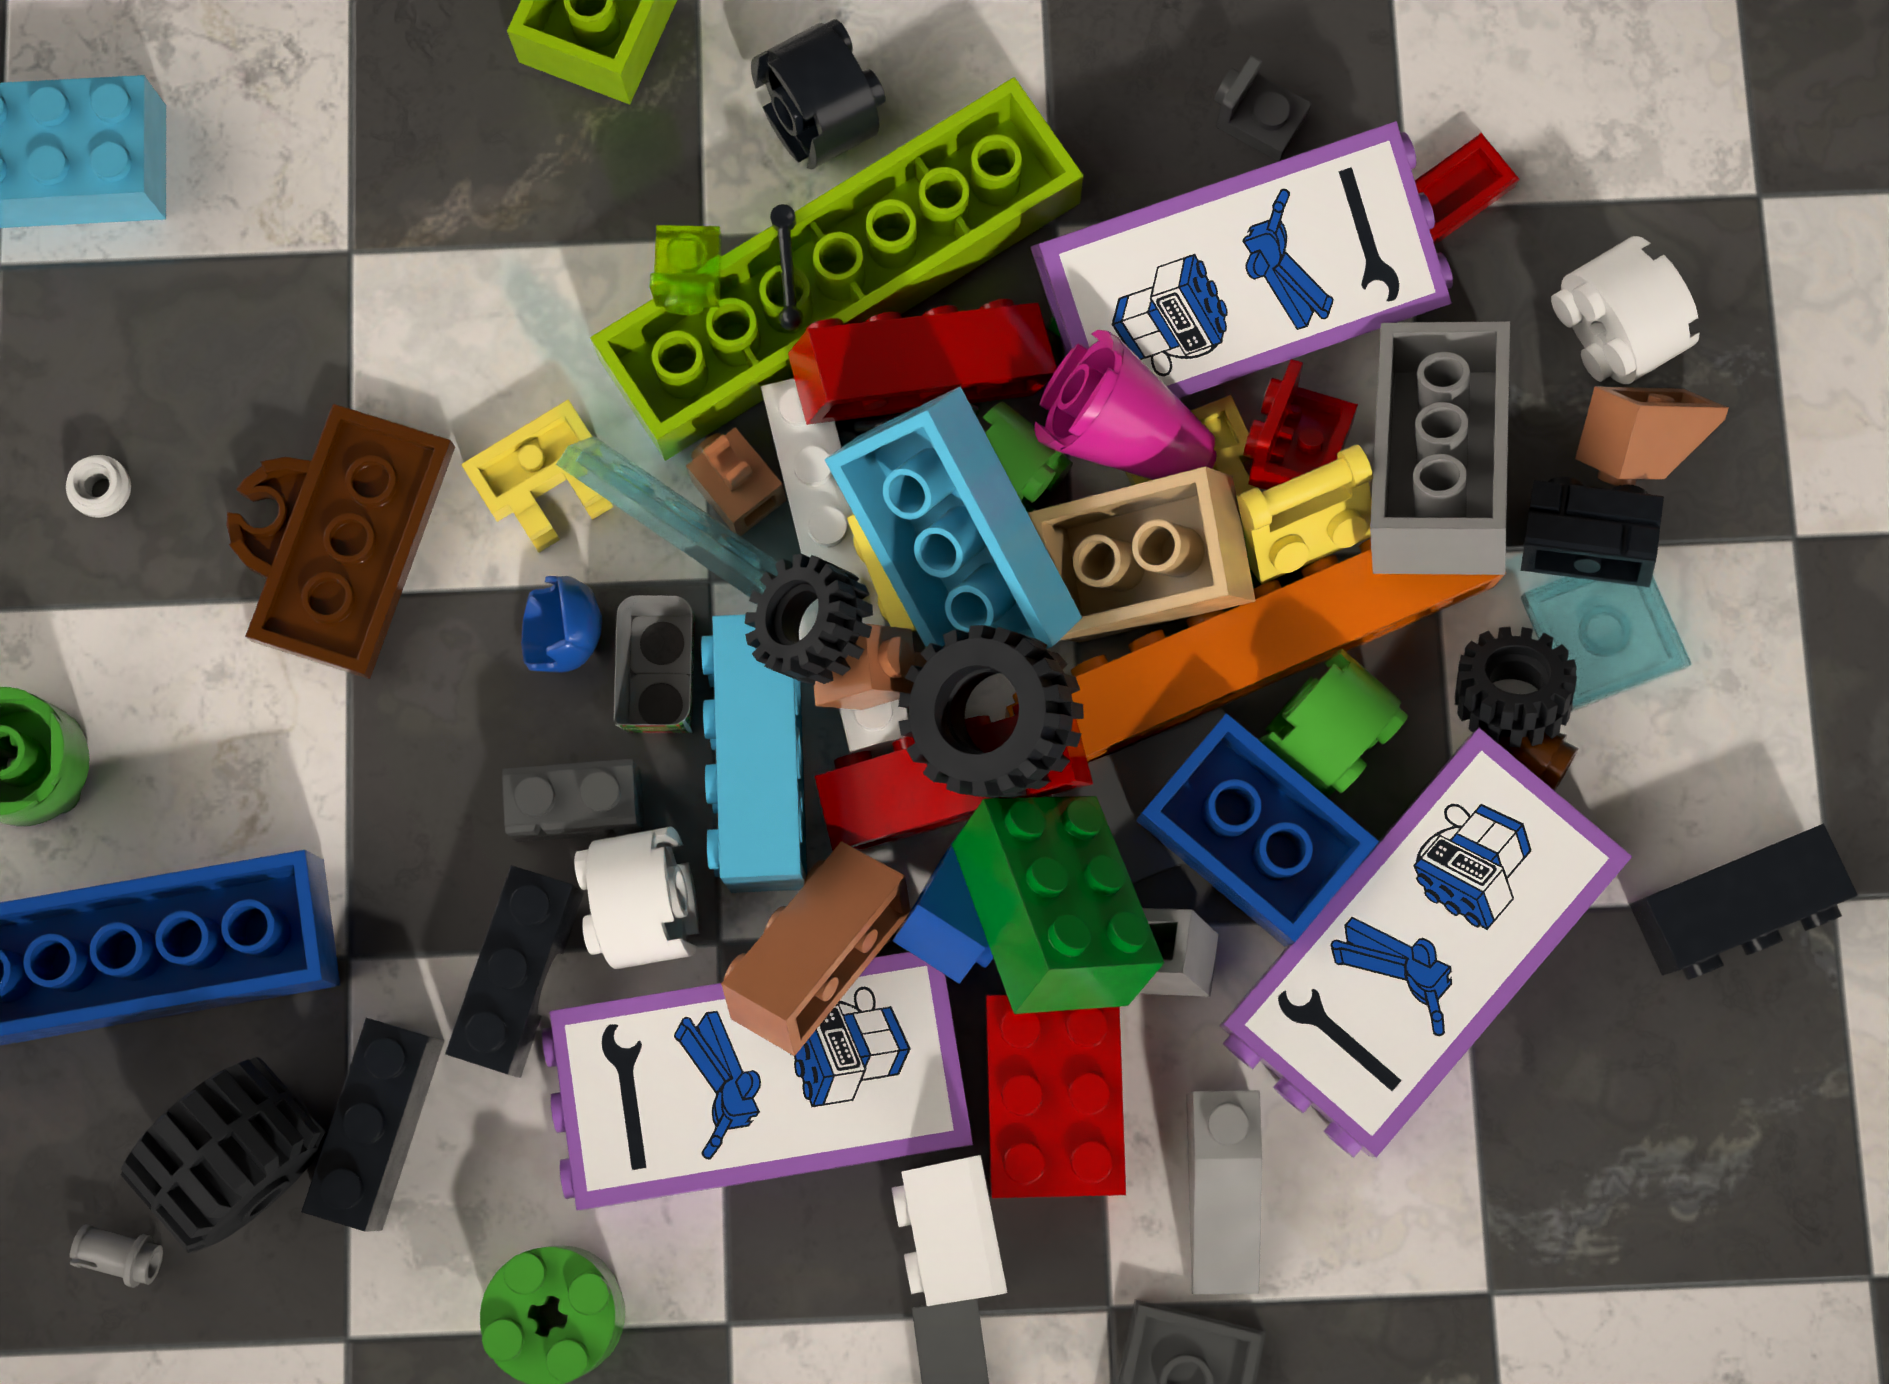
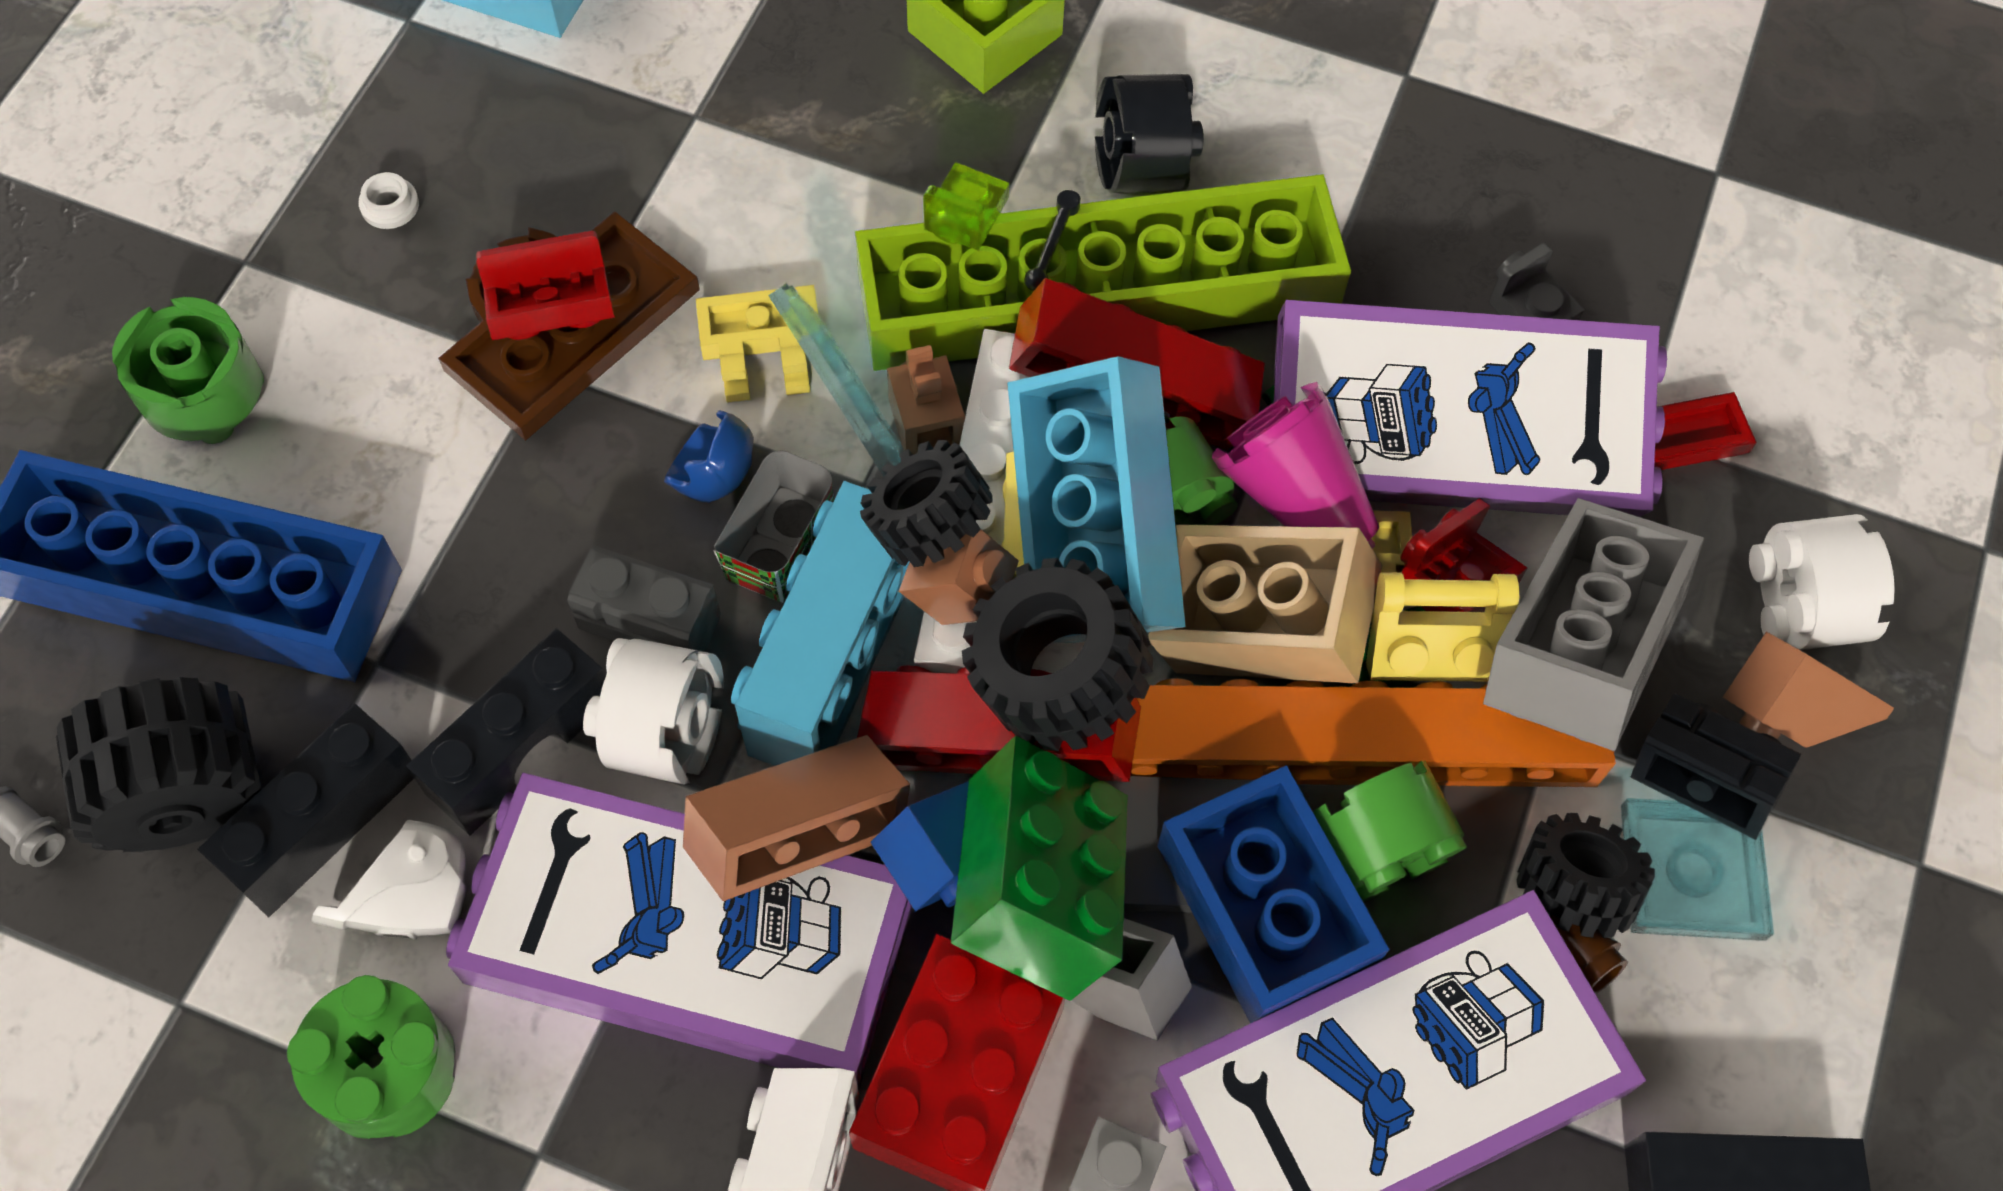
camera: 20 degrees right, 15 degrees down
(317, 525) = (544, 285): none -> red bracket
(500, 1160) = (408, 889): none -> white helmet

